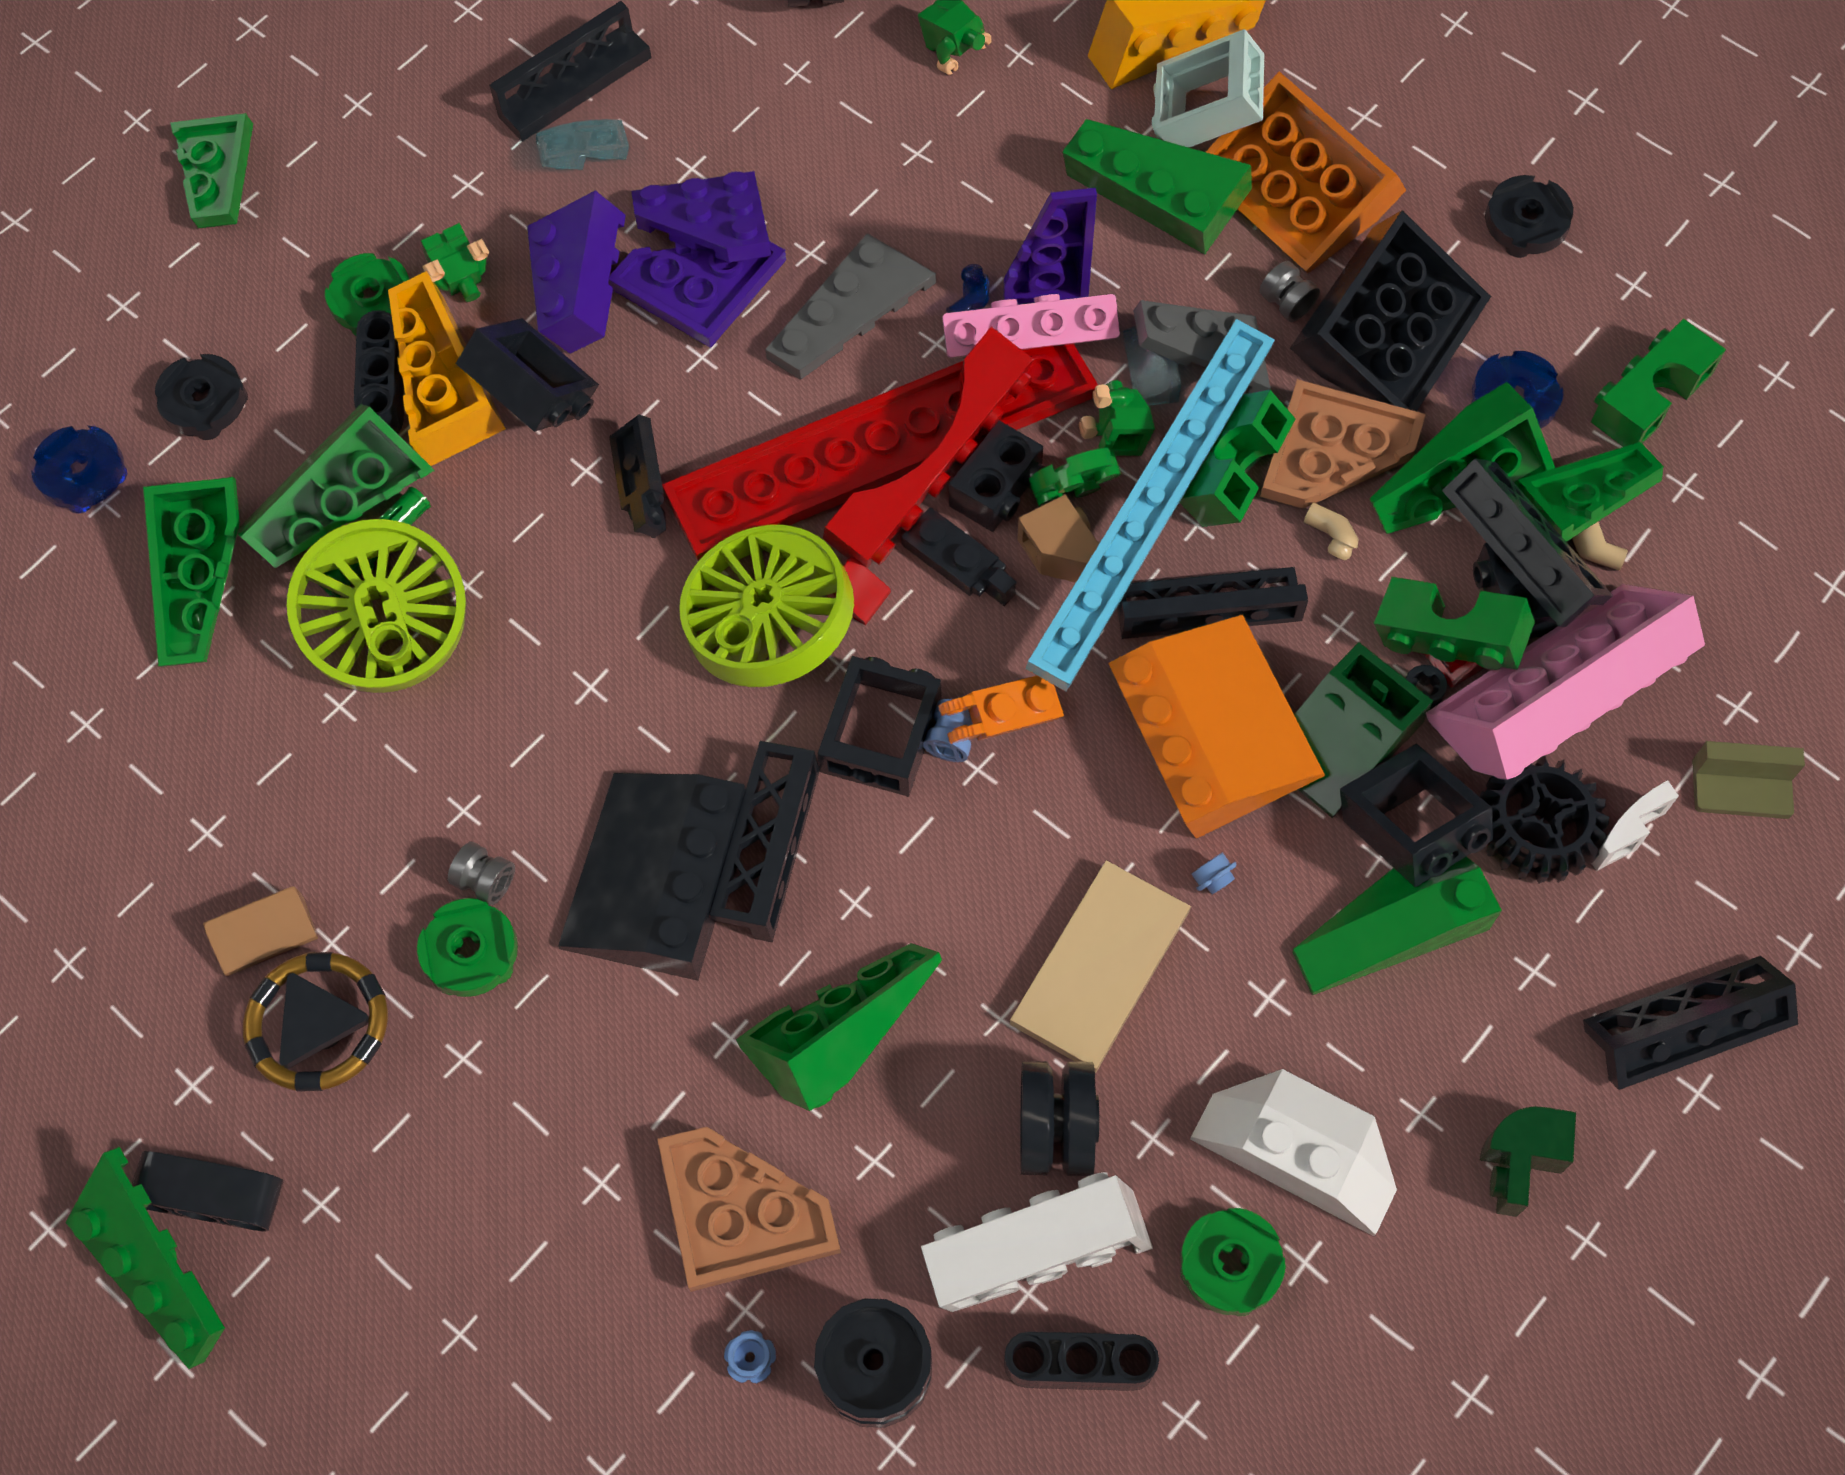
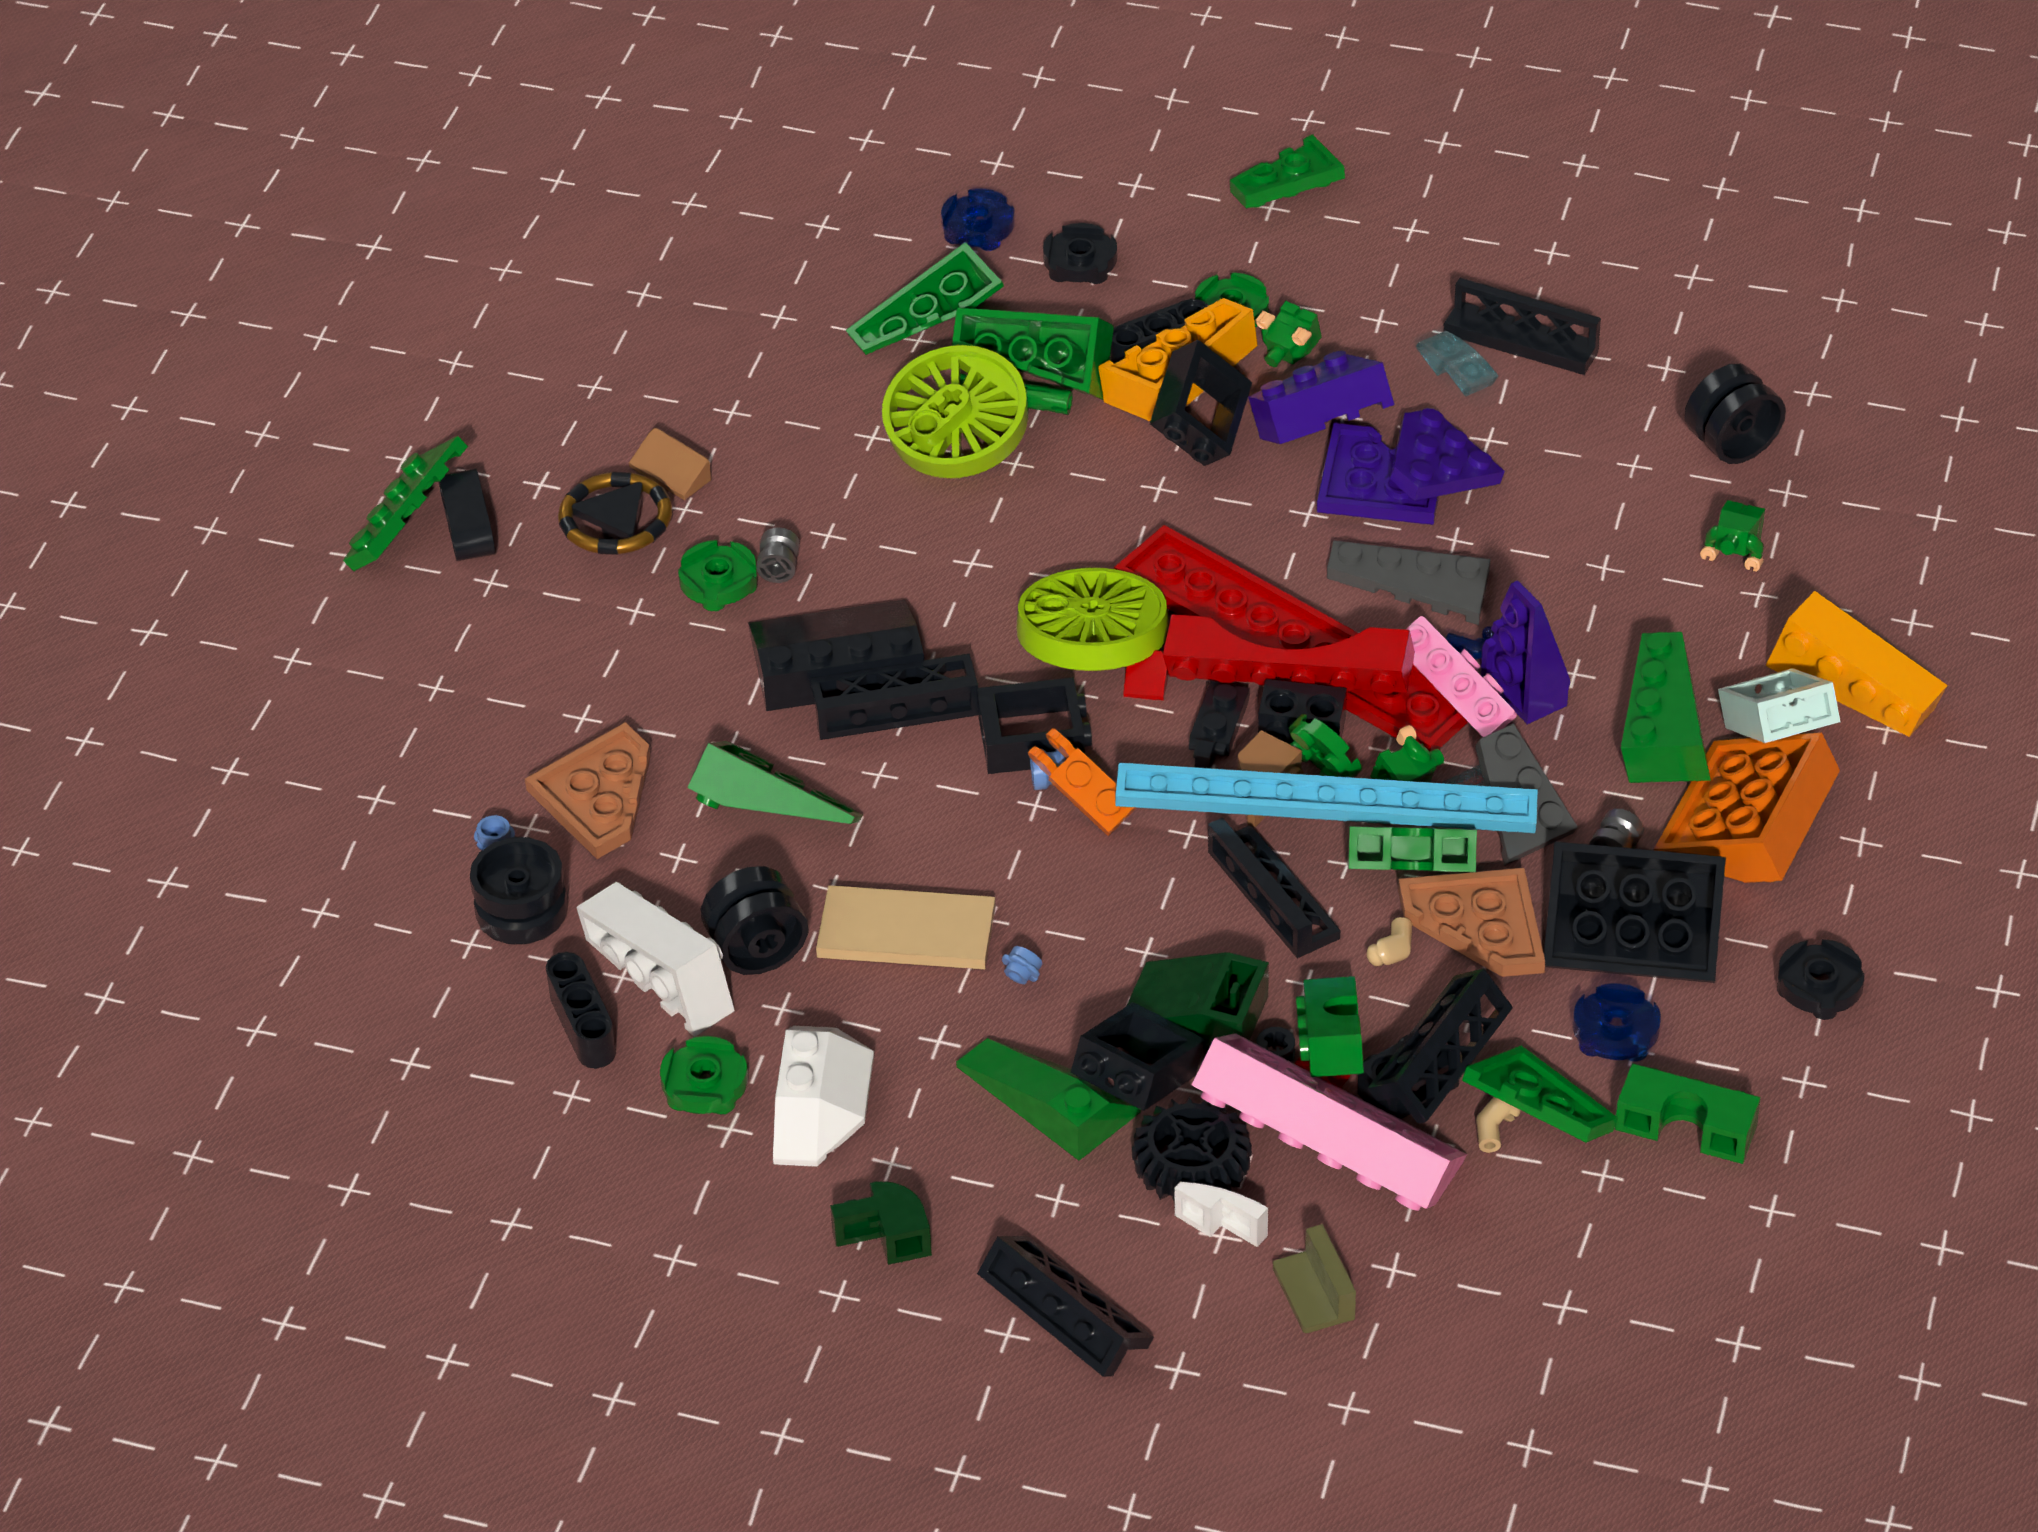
camera: 65 degrees right, 20 degrees down
(639, 475) = (1189, 500): black hinge -> none
(1215, 722) = (1146, 909): orange slope -> none
(1492, 428) = (1545, 1001): green wedge -> none

